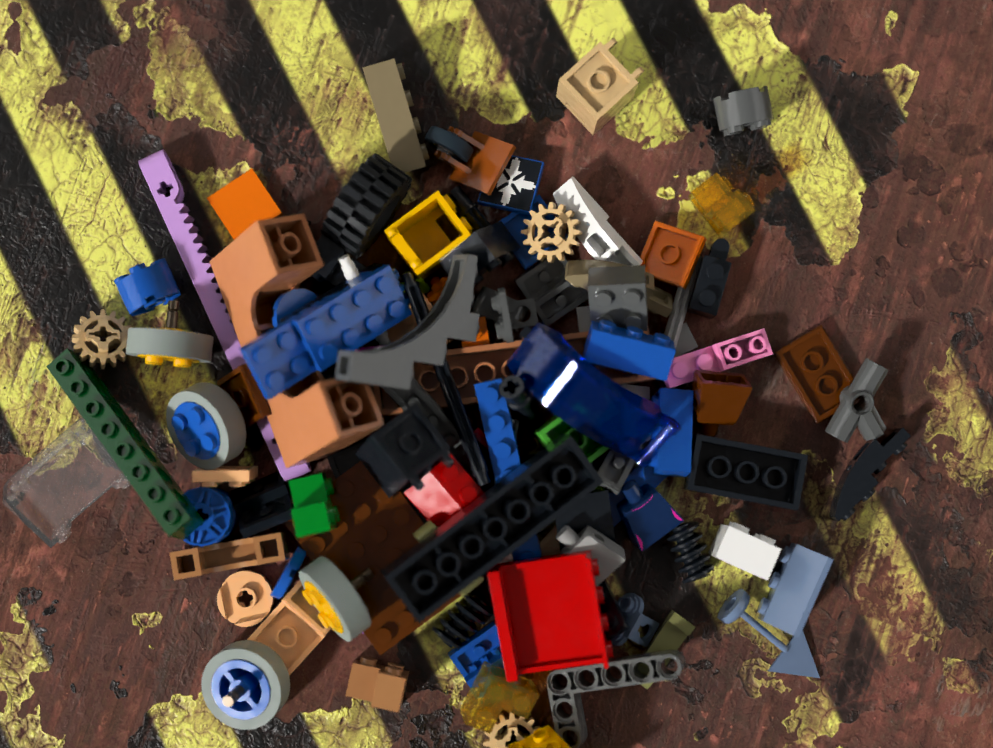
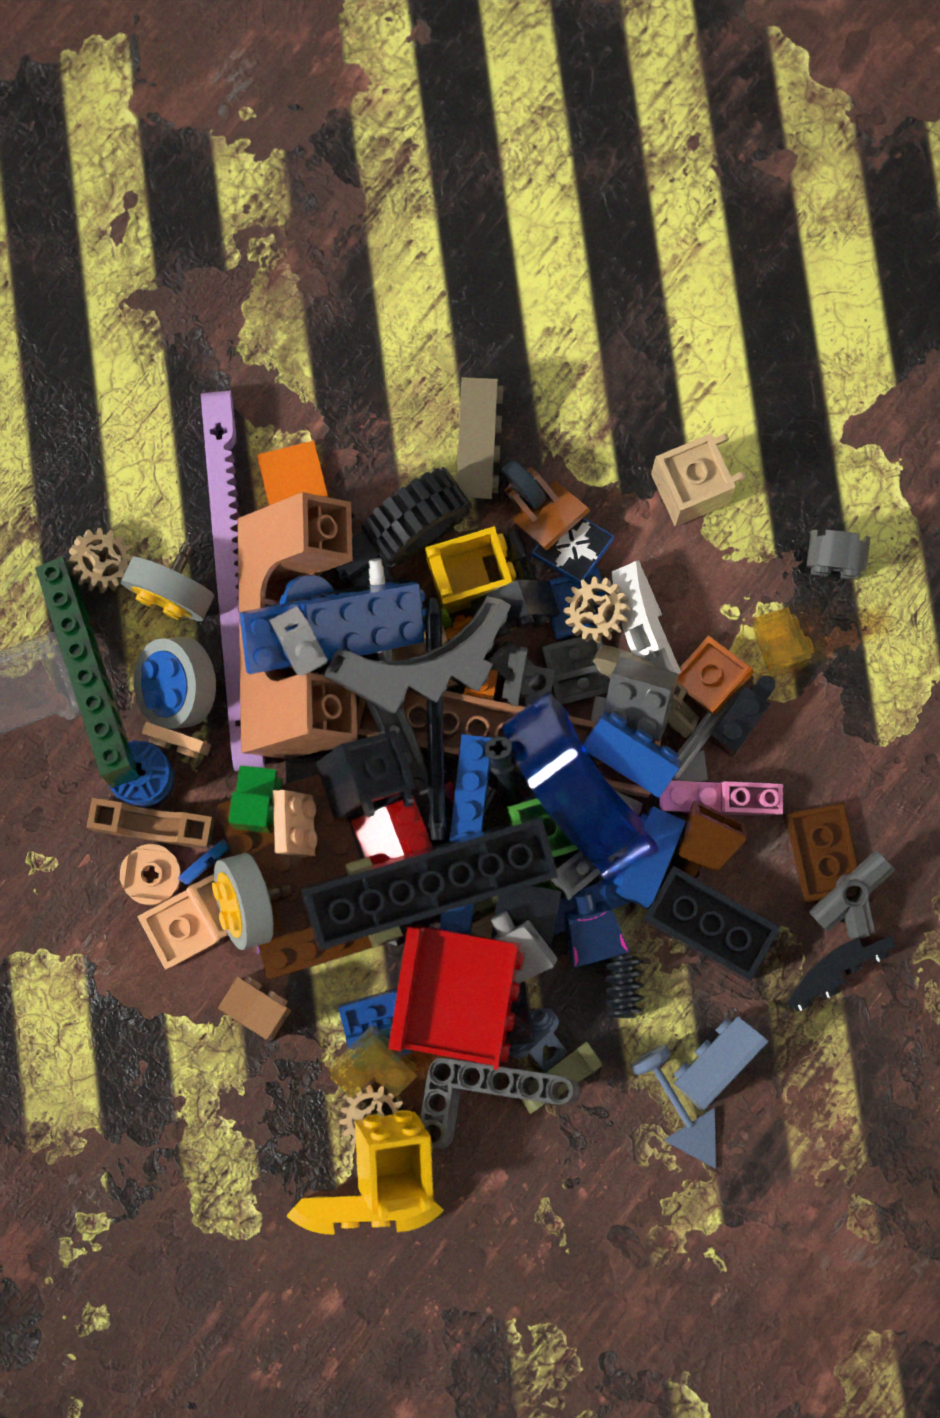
camera: 20 degrees right, 5 degrees down
(147, 287) = (165, 523): blue brick -> none
(245, 684) = (120, 961): wheel -> none
(246, 393) = (228, 664): reddish brown tile -> none
(262, 504) = (202, 783): black slope -> none
(303, 358) = (298, 643): none -> light grey torso
(355, 515) = (294, 823): none -> light nougat plate
(463, 620) = (365, 975): black piece -> none
(749, 553) = (681, 1003): white brick -> none

